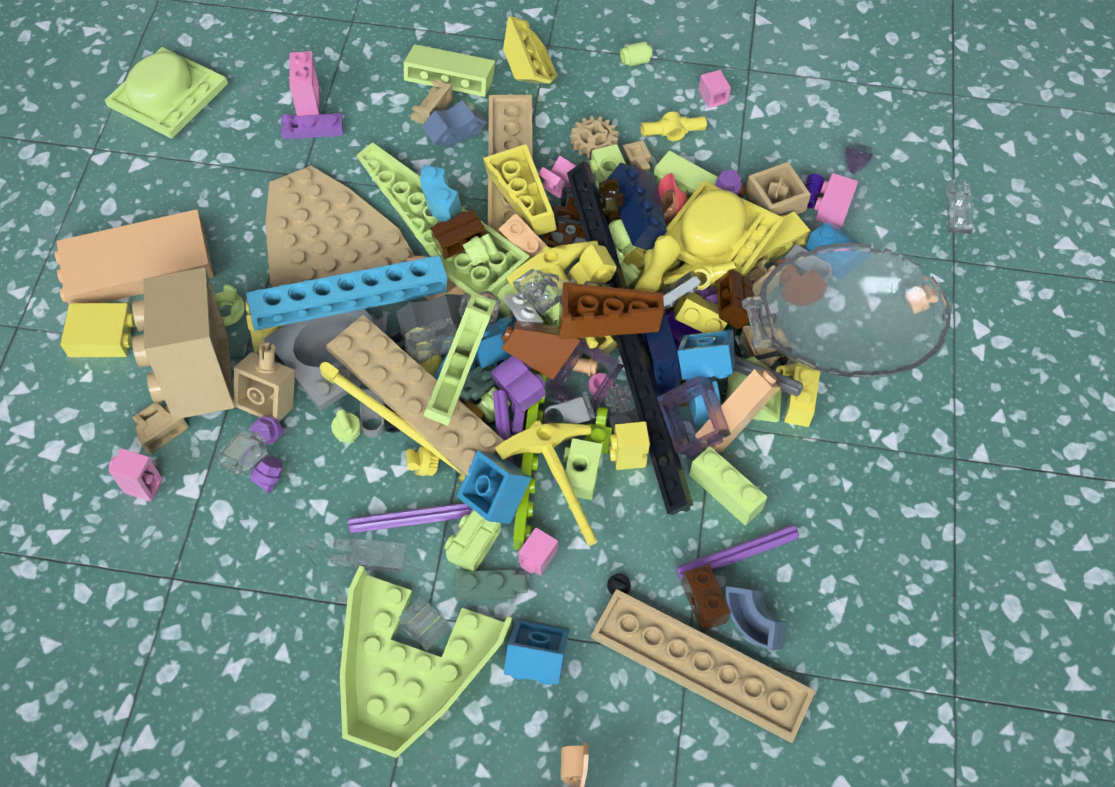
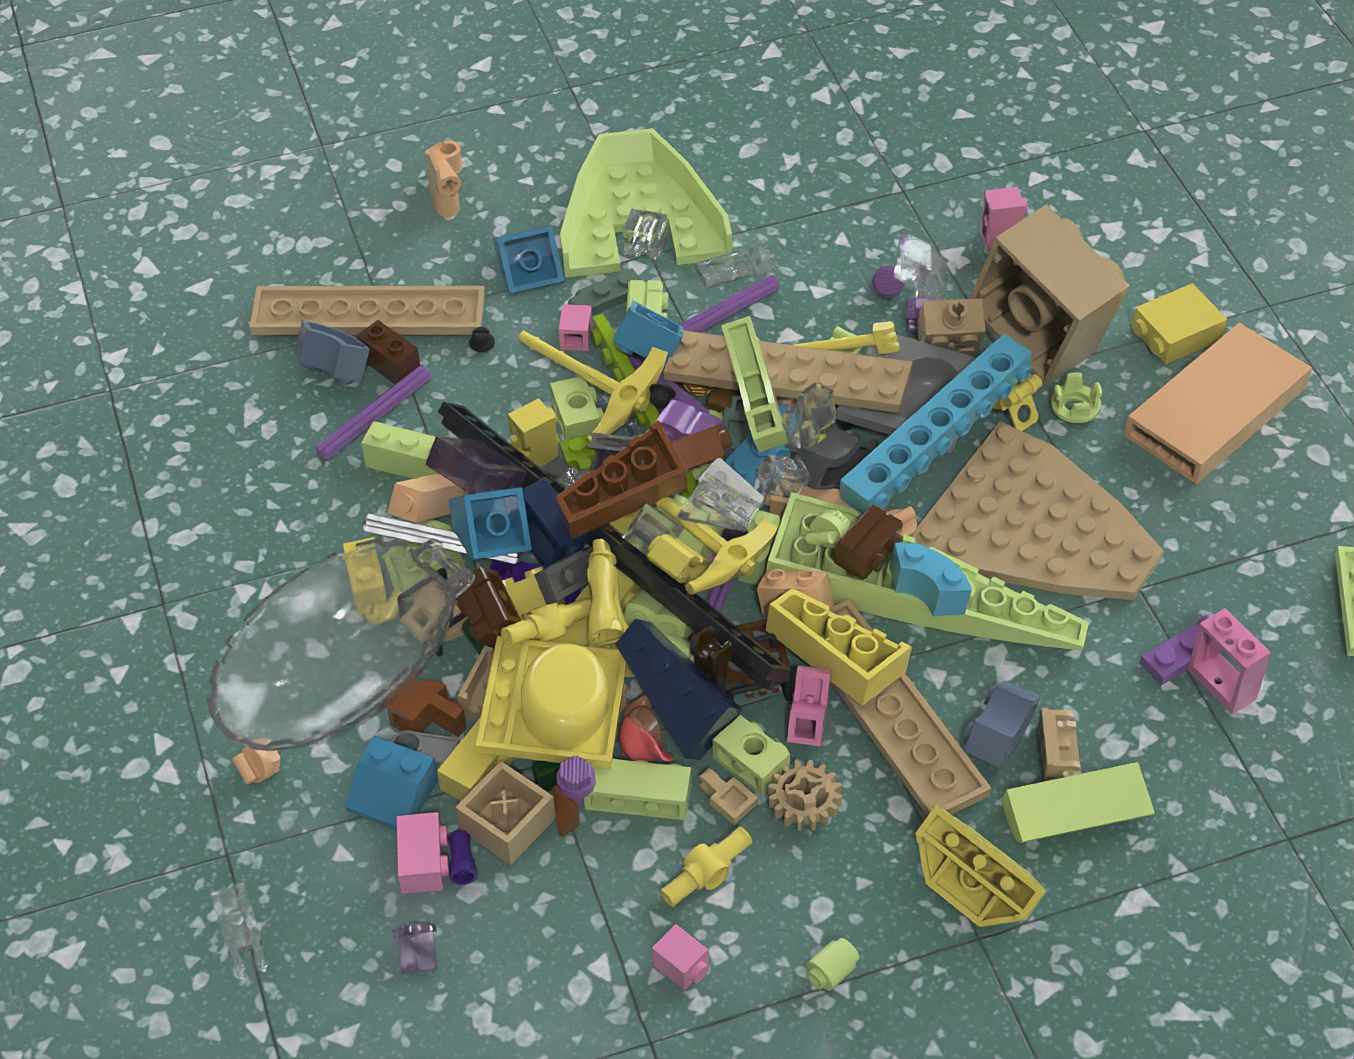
camera: 155 degrees right, 10 degrees down
(518, 424) = (661, 394): none -> black piece

